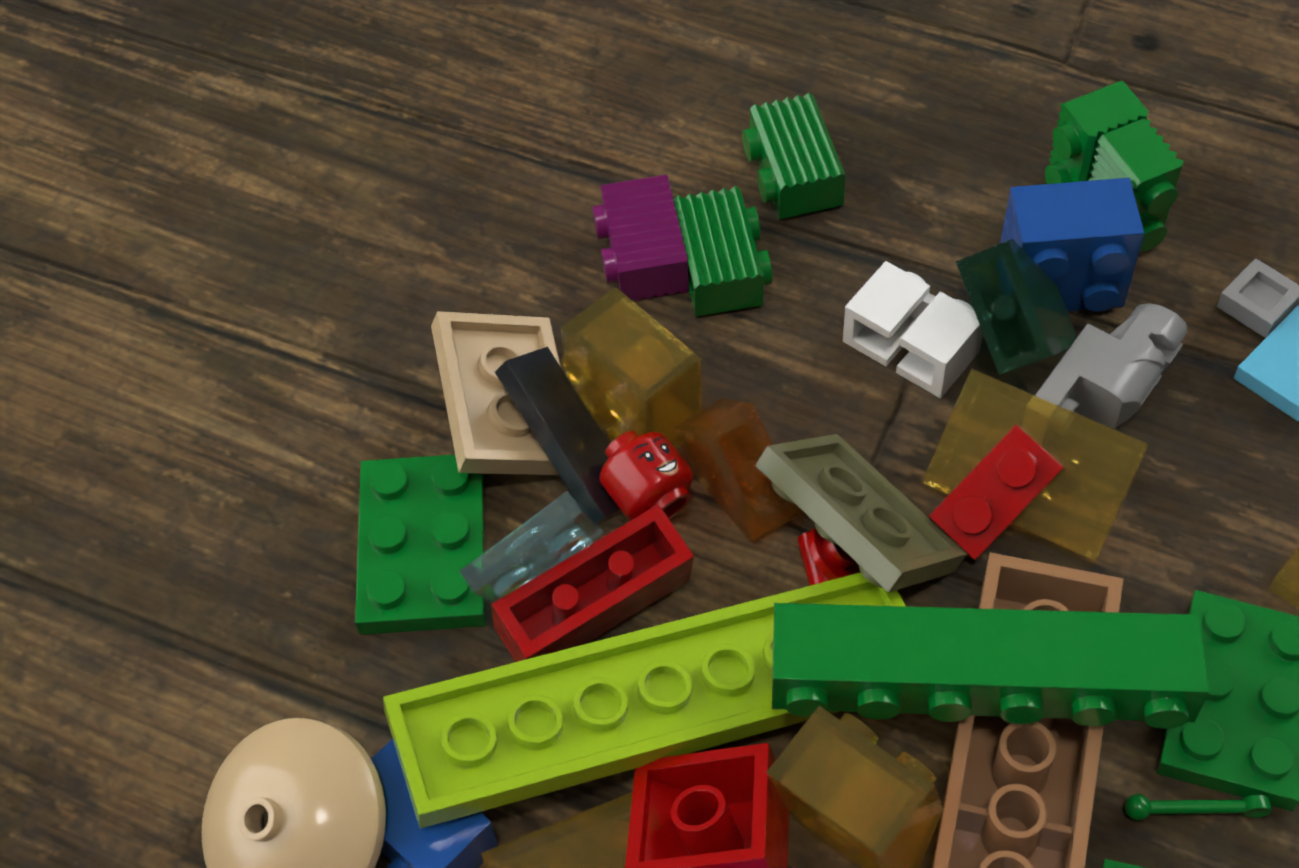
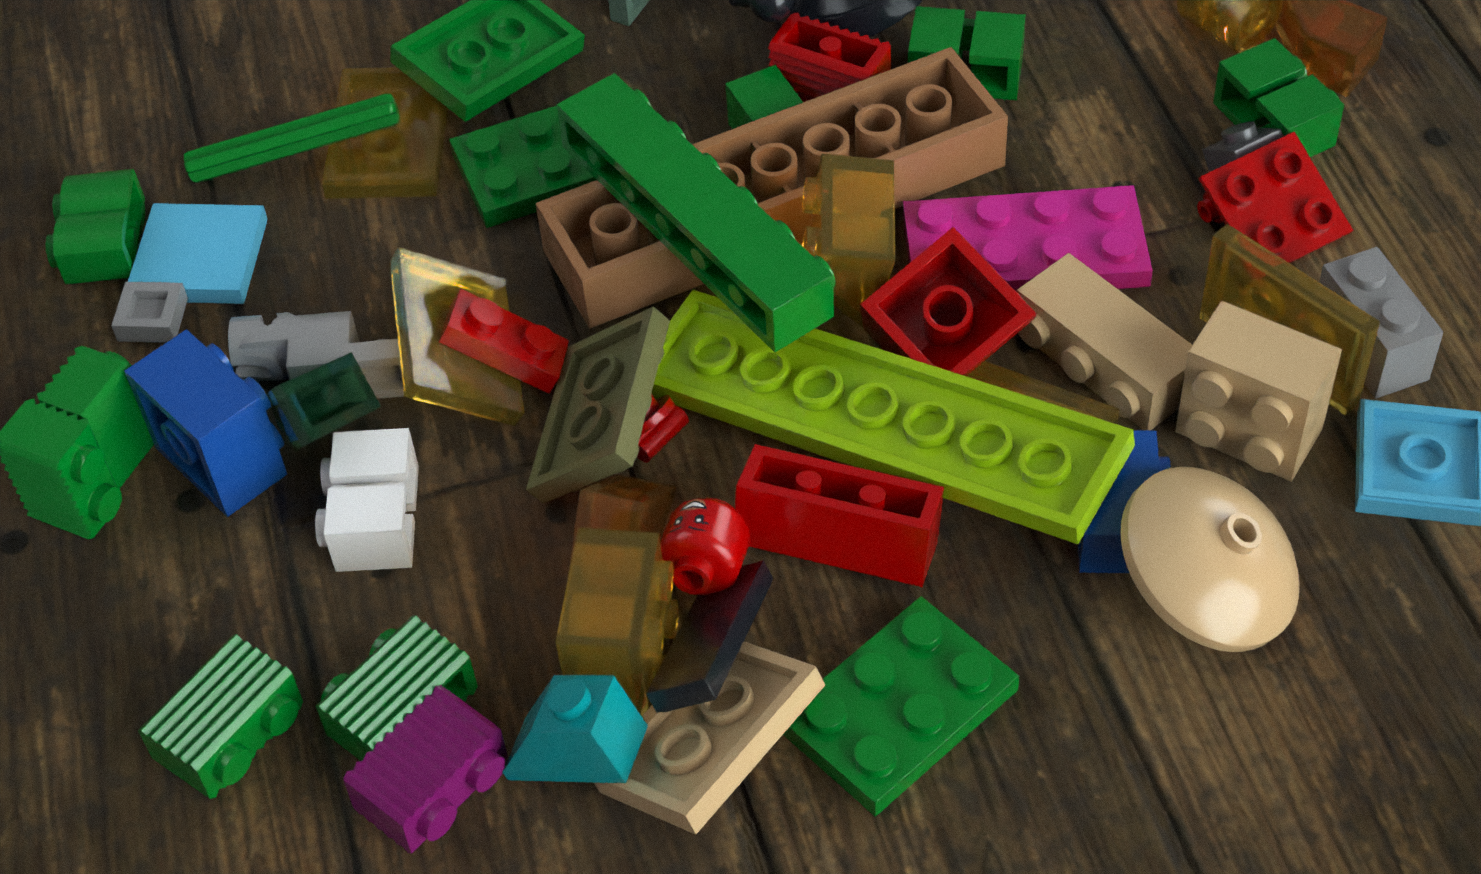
camera: 130 degrees left, 5 degrees down
(532, 548) = (852, 550): clear light blue plate -> none
(552, 298) = (578, 733): none -> teal slope

